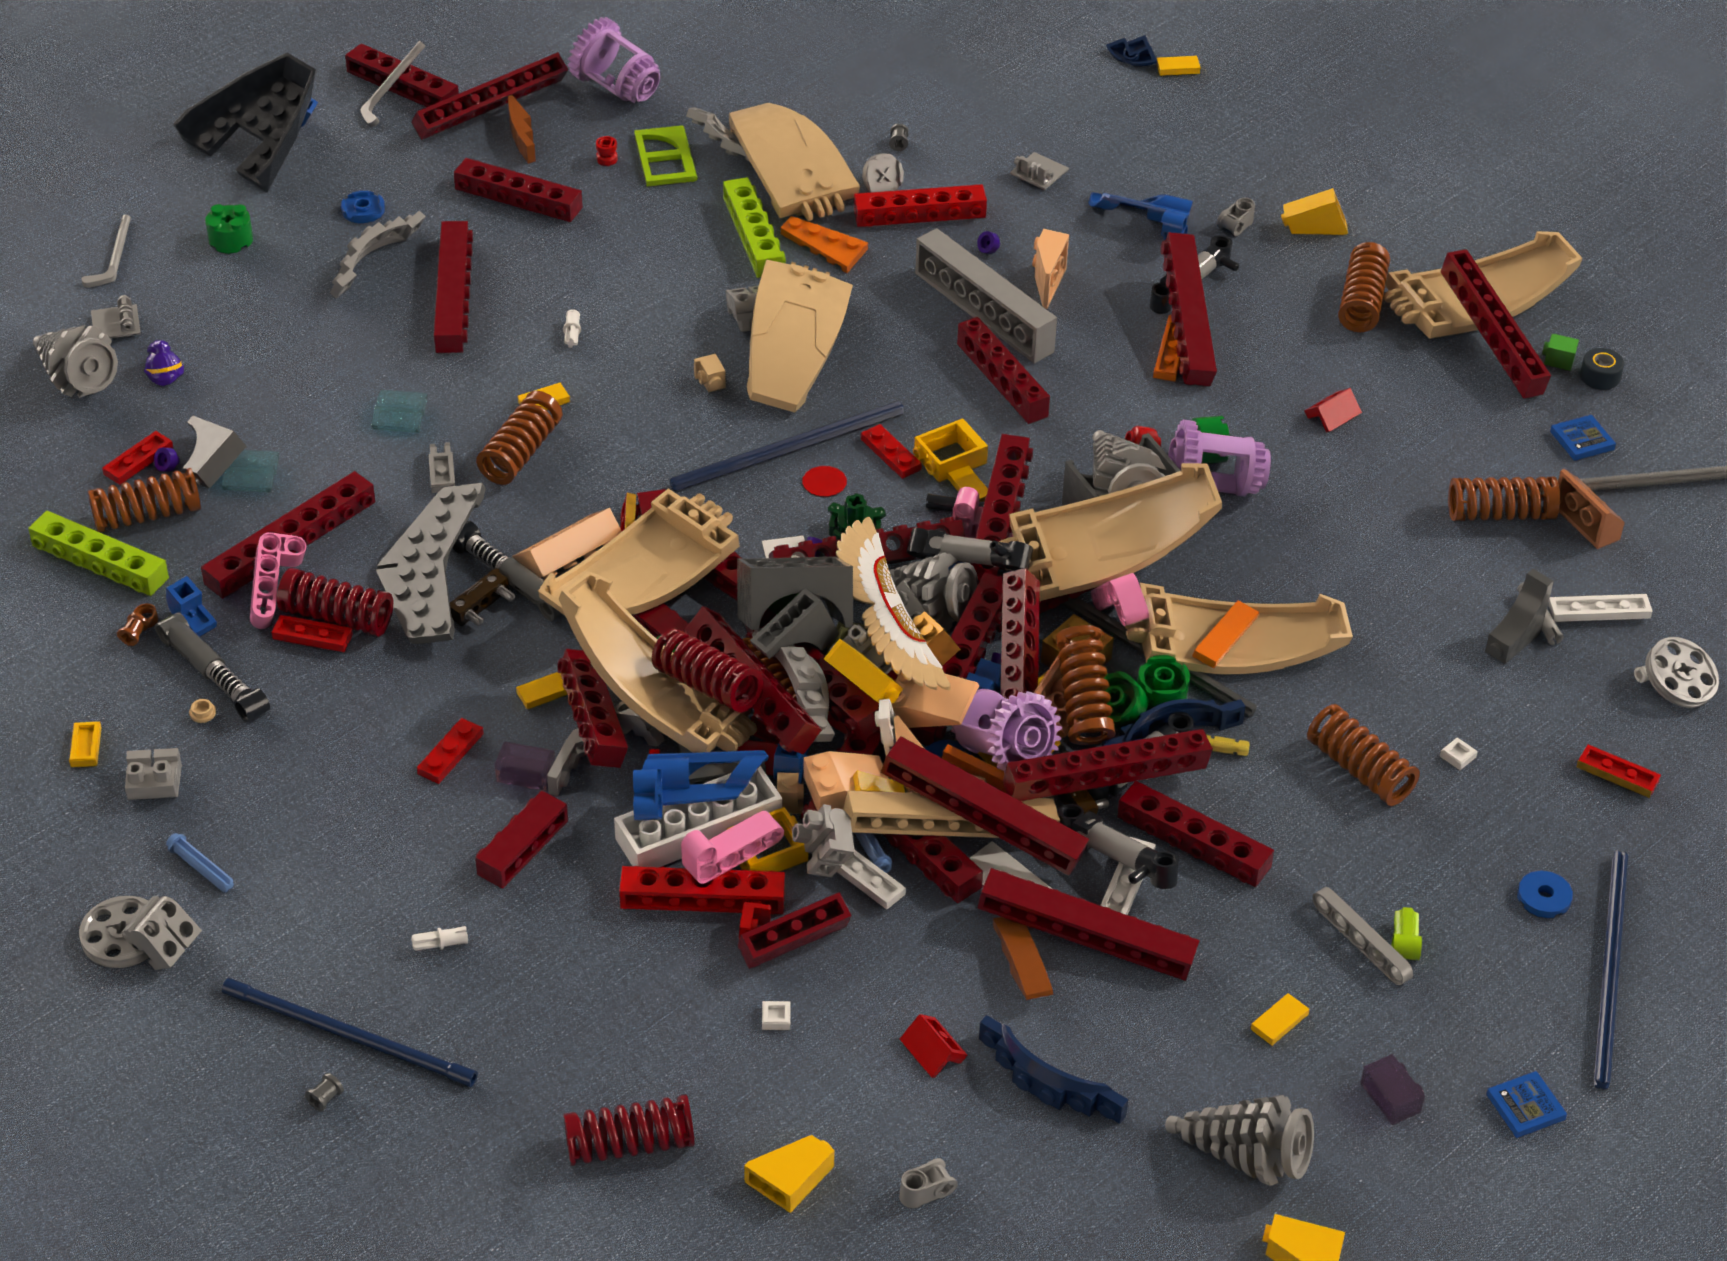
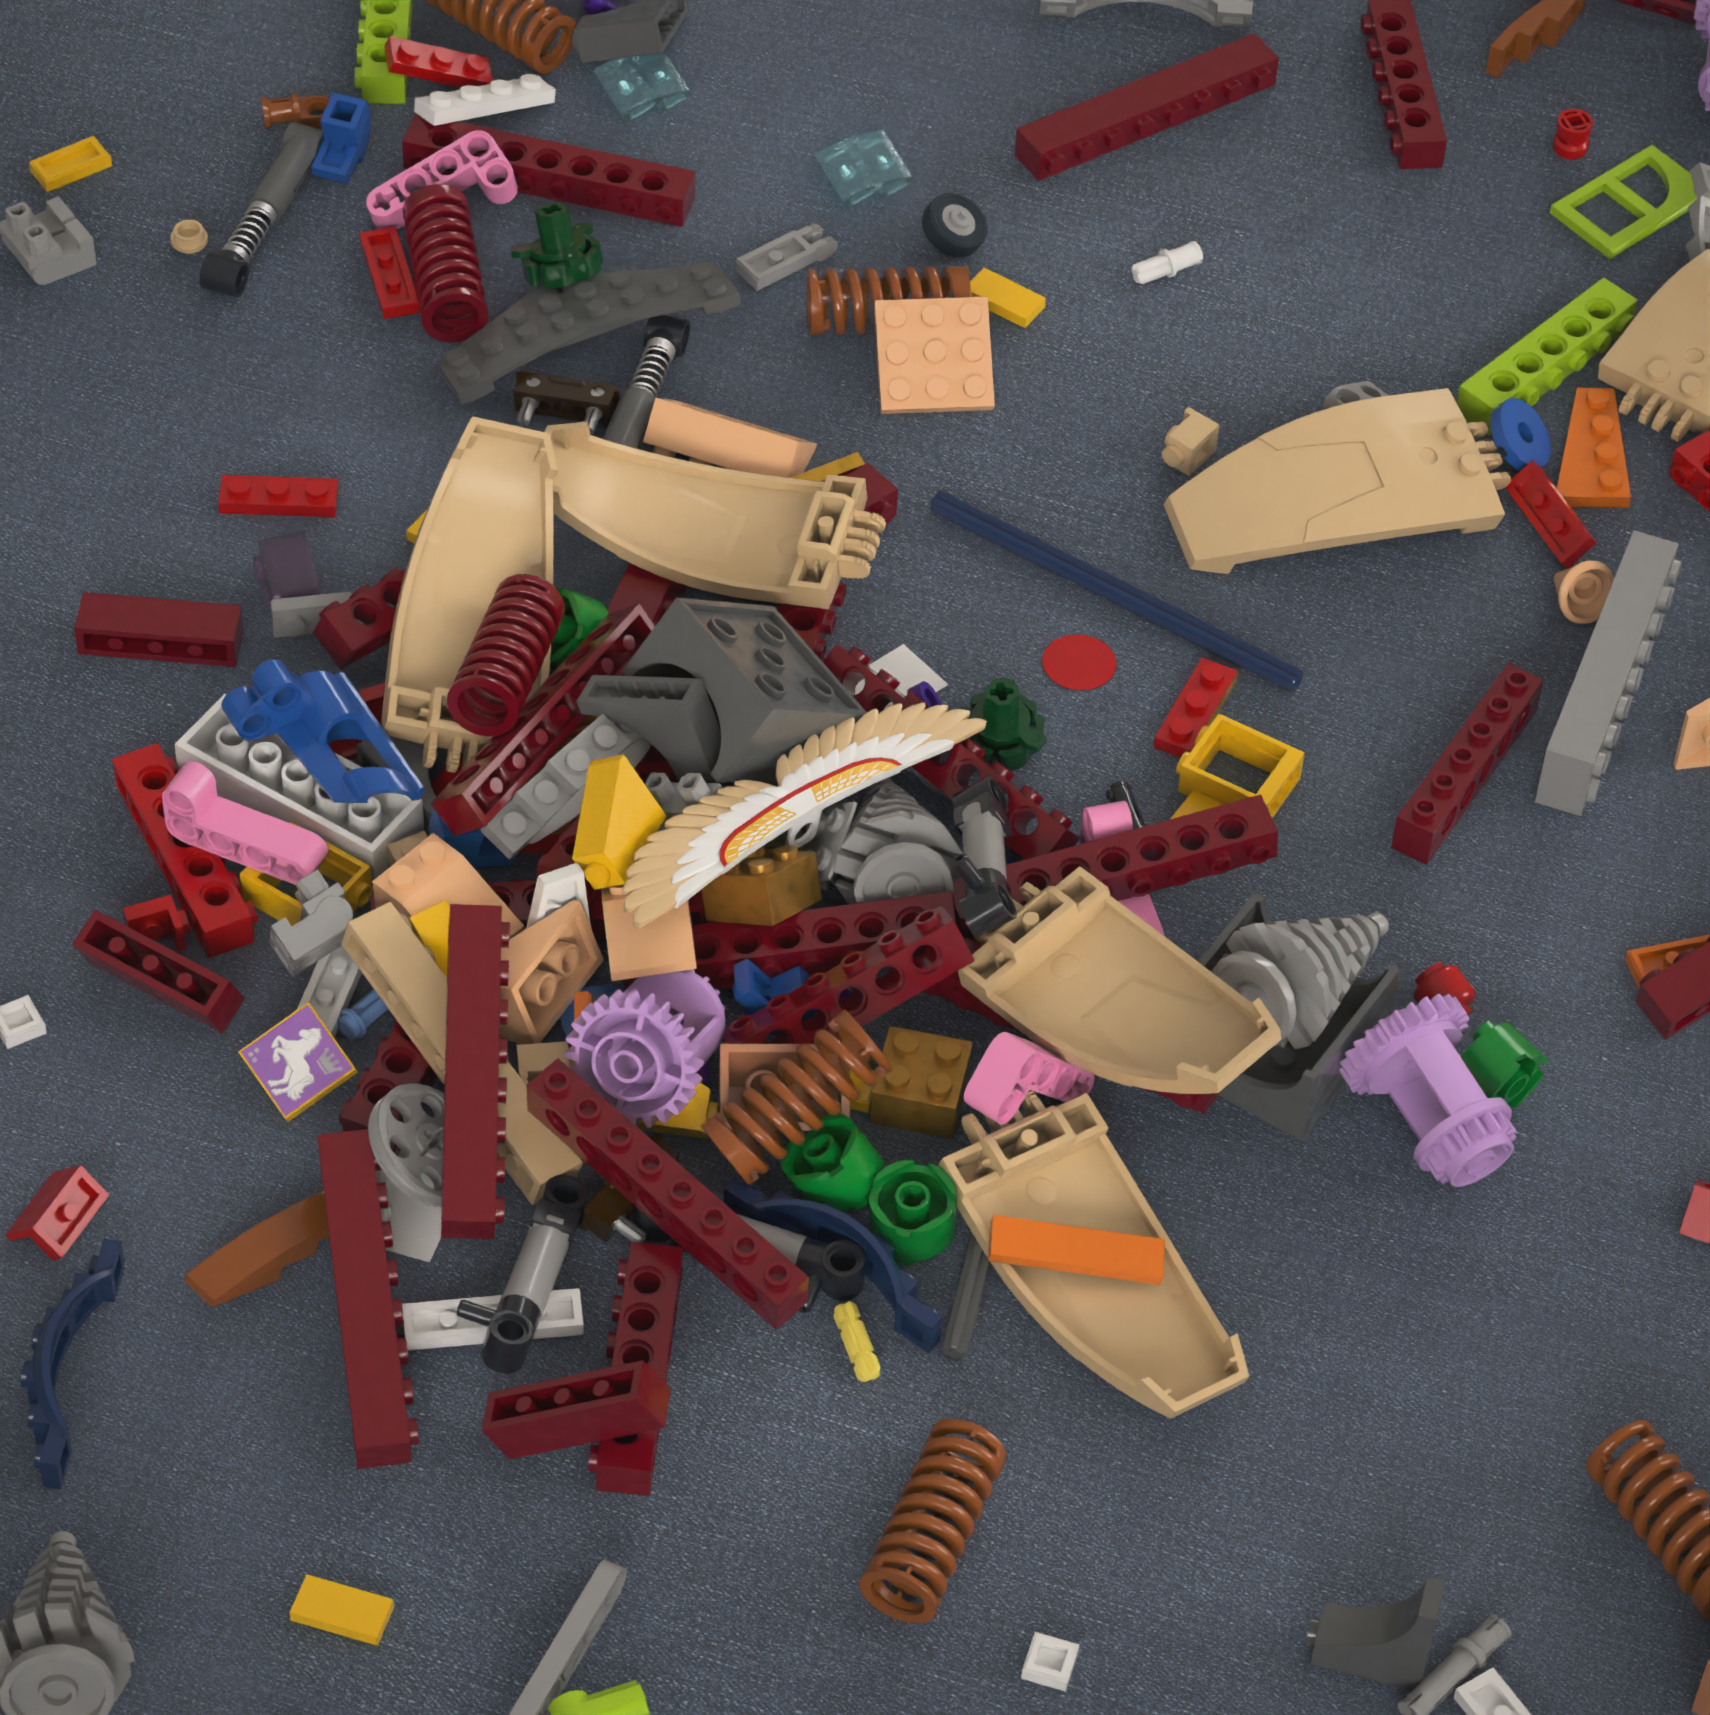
camera: 60 degrees right, 5 degrees up
(165, 543) = (436, 63): none -> red plate
(213, 535) = (484, 100): none -> white plate
(365, 551) = (564, 249): none -> dark green piece
(479, 392) = (954, 225): none -> black wheel
(576, 436) = (934, 355): none -> light nougat plate
(803, 256) = (1520, 433): none -> blue tile
(861, 272) = (1550, 514): none -> red plate
(901, 893) = (298, 1062): none -> tile
(917, 283) = (1583, 591): none -> light nougat hat
(1002, 856) = (411, 1139): none -> light grey wedge
(1229, 857) = (576, 1410): none -> dark red brick

